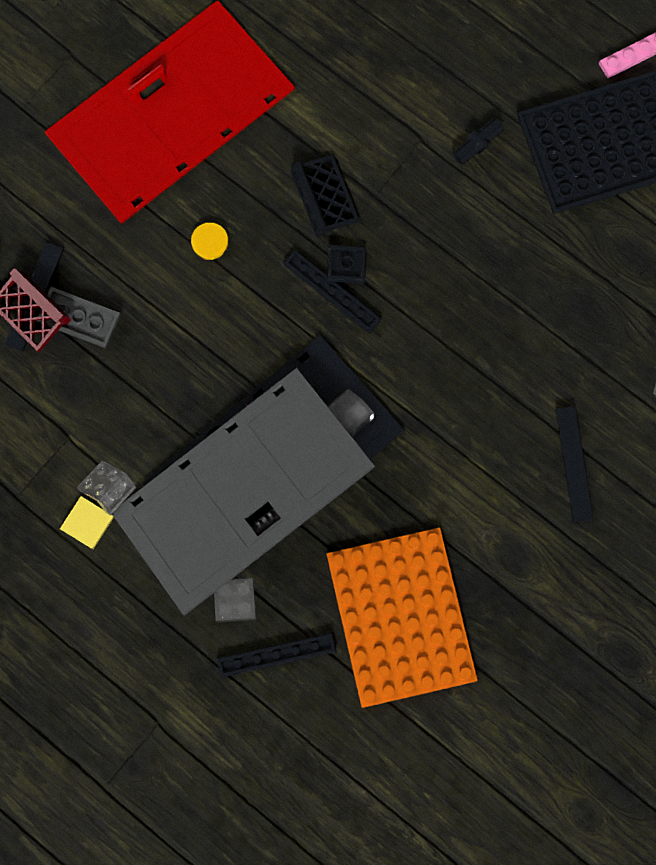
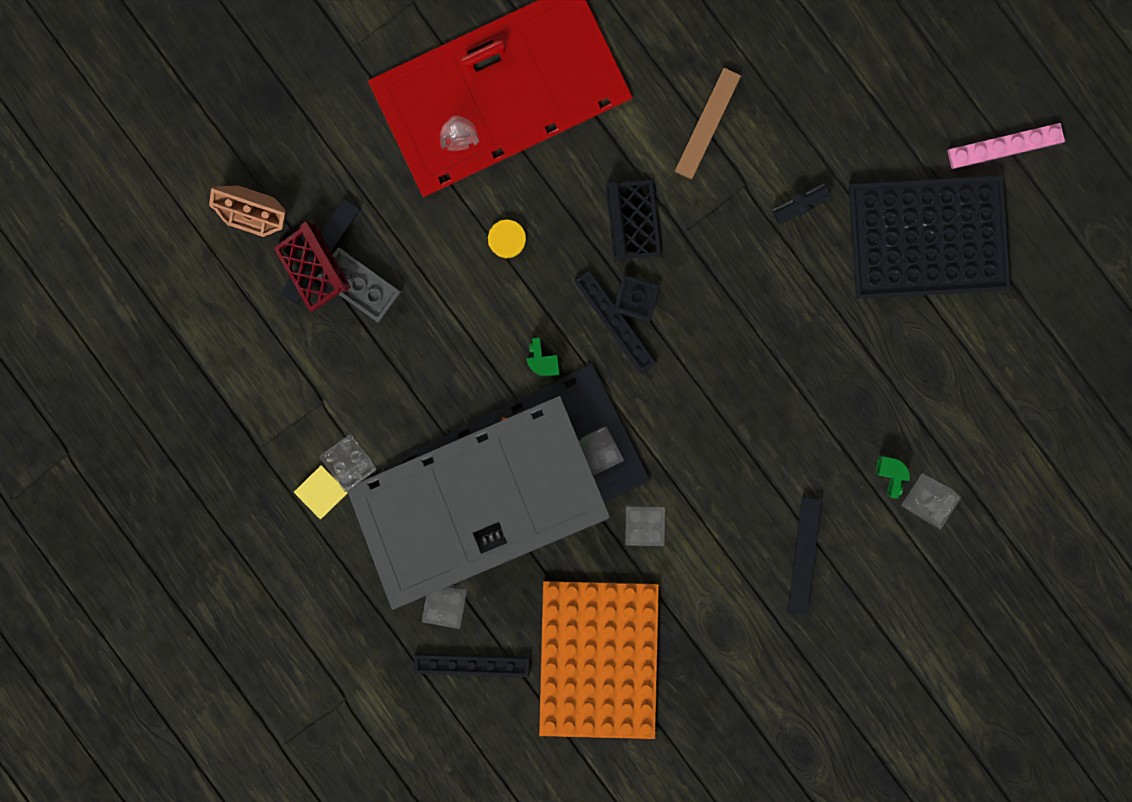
camera: 15 degrees right, 10 degrees up
(140, 155) = (458, 134): none -> clear cylinder
(271, 347) = (542, 365): none -> green brick
(370, 93) = (707, 123): none -> medium nougat tile
(411, 473) = (644, 525): none -> clear brick
(638, 361) = (895, 471): none -> green brick

